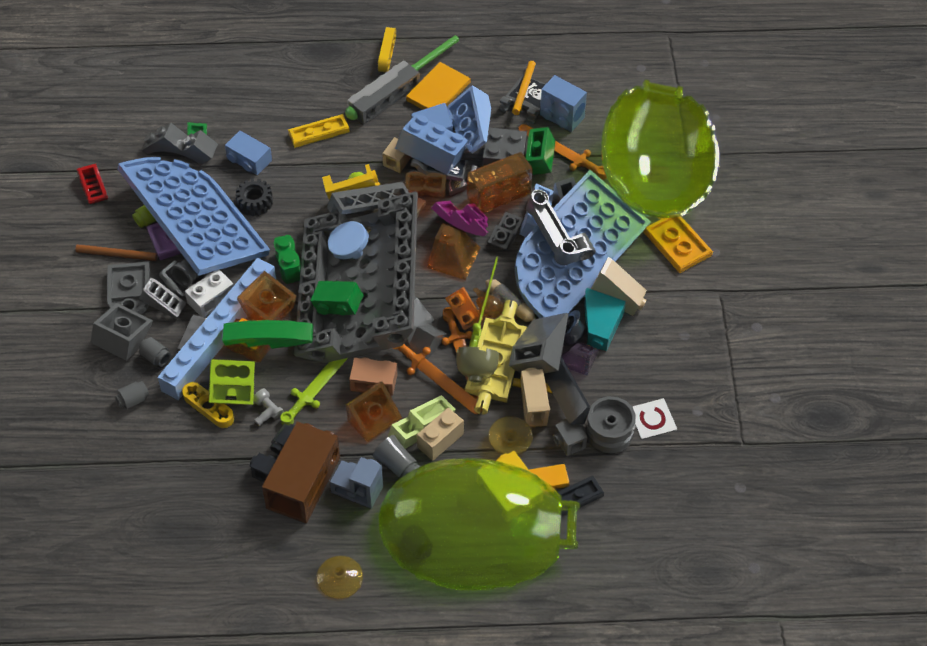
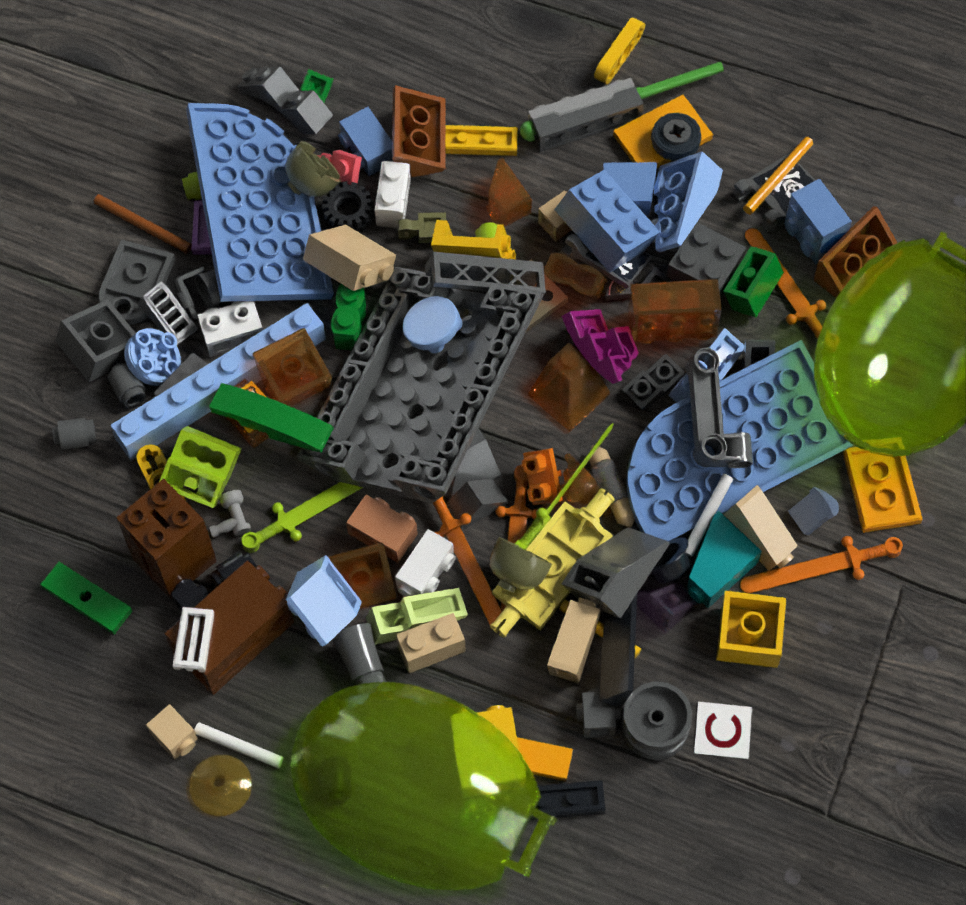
camera: 25 degrees right, 10 degrees up
(87, 171) = (153, 93): red slope -> none
(164, 327) = (152, 356): none -> light blue tile
(177, 492) = (74, 588): none -> green tile
(220, 180) = (309, 172): none -> olive cylinder
(237, 421) = (166, 537): none -> reddish brown brick
(238, 172) = (346, 164): none -> coral plate
(272, 221) = (349, 257): none -> tan brick
(281, 136) = (418, 131): none -> dark orange slope
(281, 178) = (392, 193): none -> white brick
(289, 497) = (190, 664): none -> white tile
(292, 554) = (172, 732): none -> tan brick
(312, 189) = (422, 227): none -> olive plate
(337, 297) = (378, 402): green brick -> none
(339, 546) = (238, 745): none -> white bar
(357, 154) = (507, 197): none -> clear orange slope
(358, 429) = (322, 600): none -> light blue slope
(358, 481) = (296, 668): sand blue brick -> none
(412, 388) = (425, 565): none -> white brick
(449, 85) = (671, 146): none -> black wheel
(510, 428) = (523, 668): clear yellow dish -> none
(580, 296) = (708, 513): none -> white bar
(593, 116) = (860, 244): none -> dark orange slope
(642, 349) = (751, 629): none -> yellow brick
(644, 269) = (814, 510): none -> sand blue tile
(680, 289) = (850, 558): none -> orange sword

